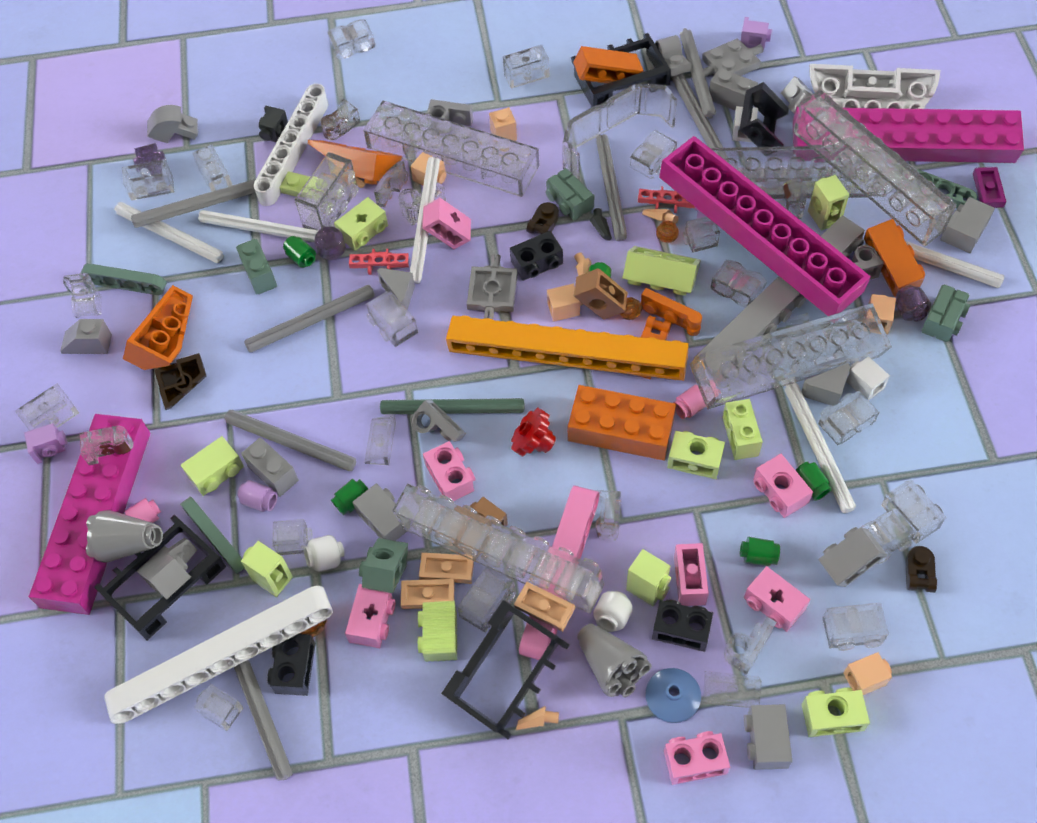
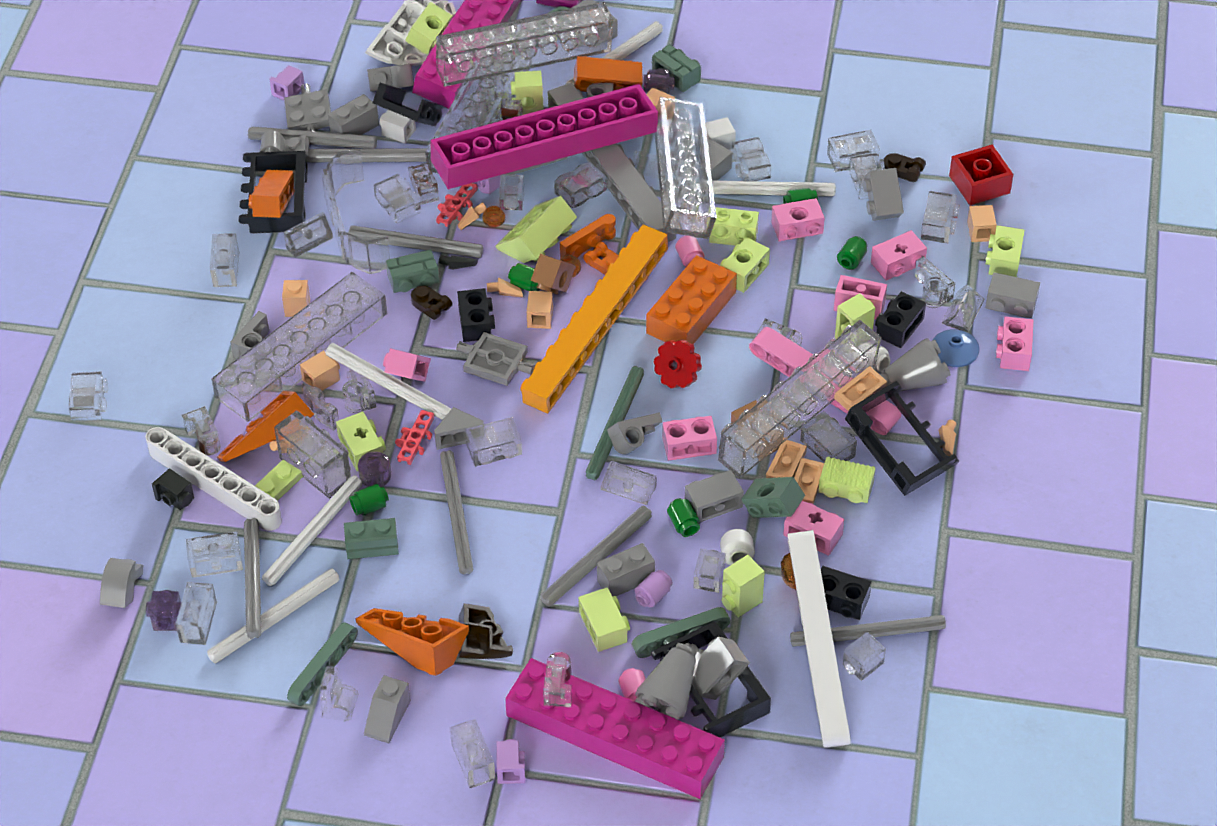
camera: 75 degrees left, 10 degrees down
(575, 104) = (308, 235): none -> clear slope
(881, 93) = (428, 26): none -> yellowish green brick
(939, 653) = (981, 174): none -> red brick

